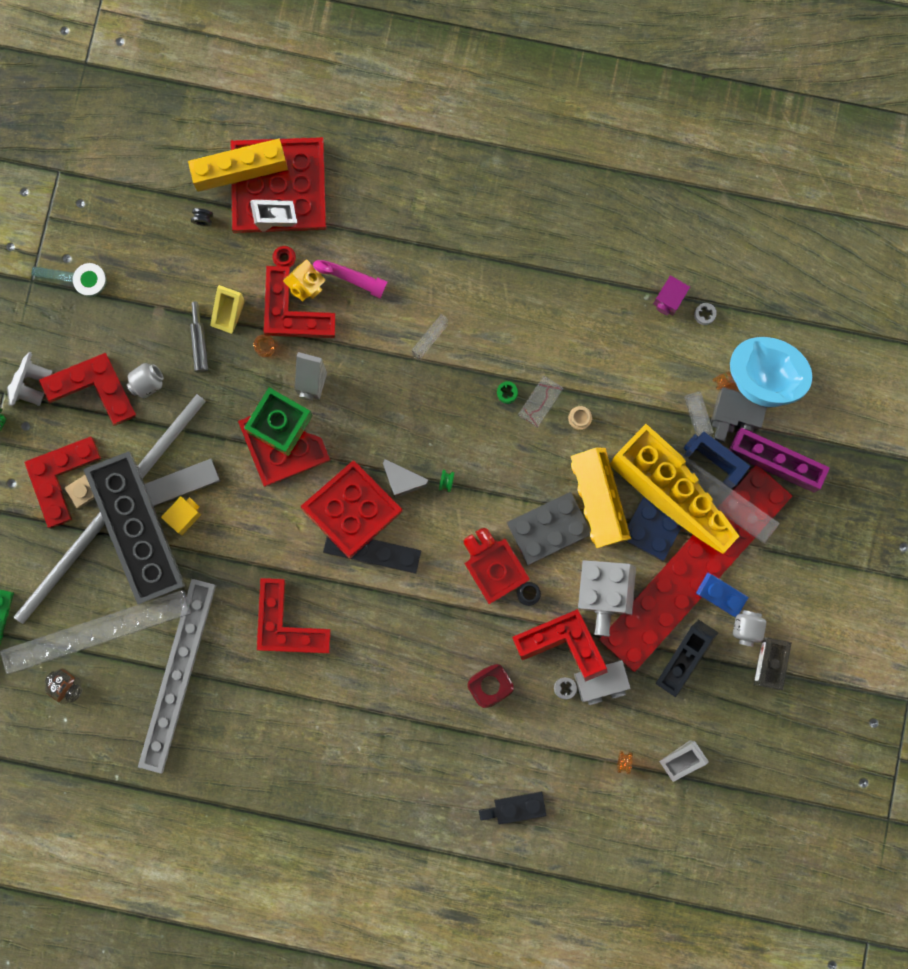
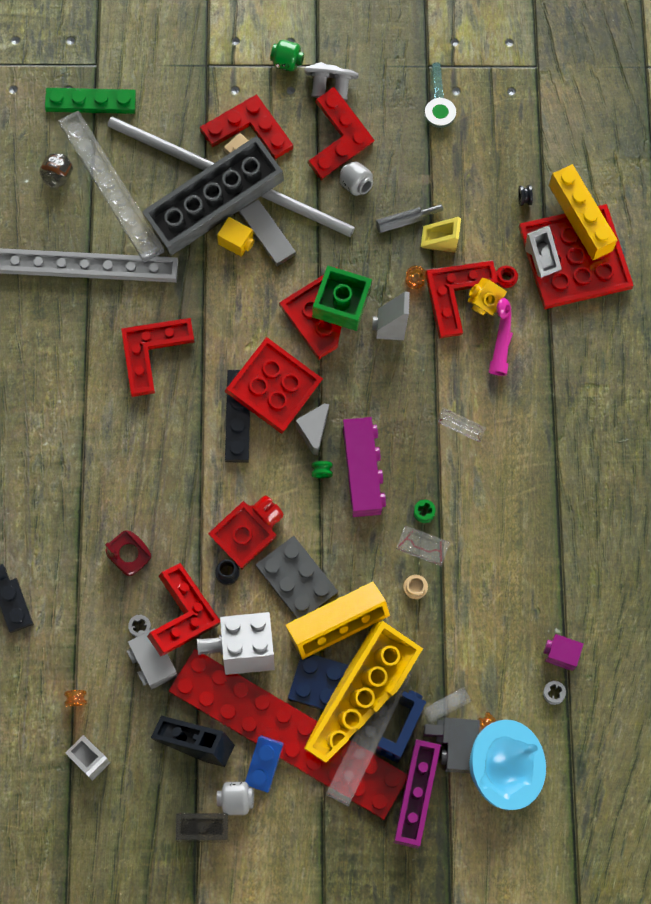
camera: 75 degrees right, 10 degrees down
(452, 441) = (362, 467): none -> magenta brick

